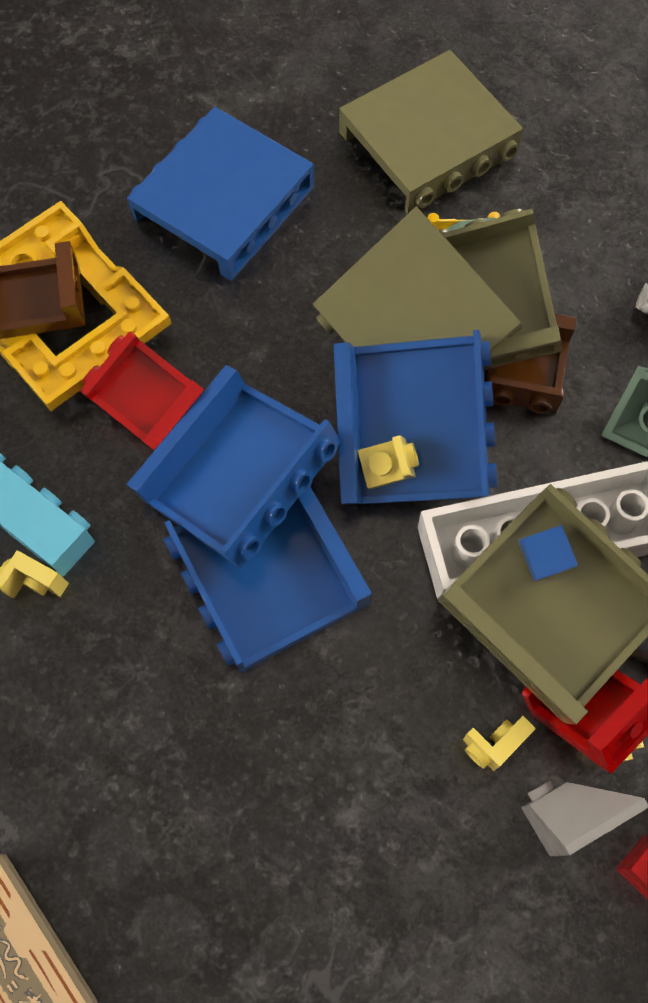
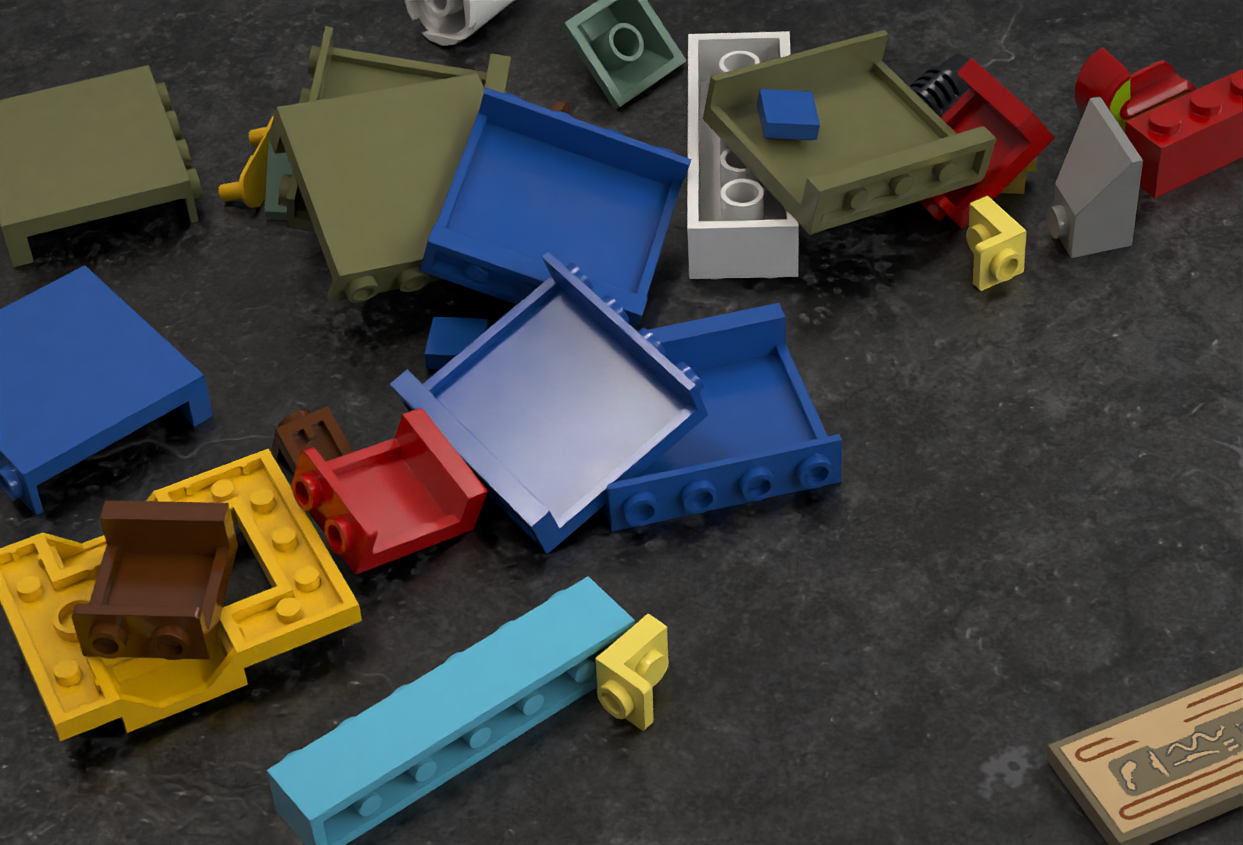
camera: 75 degrees left, 25 degrees down
(193, 342) = (308, 430): none -> reddish brown bracket
(316, 396) = (450, 337): none -> blue tile
(388, 462) = (603, 247): light yellow bracket -> none

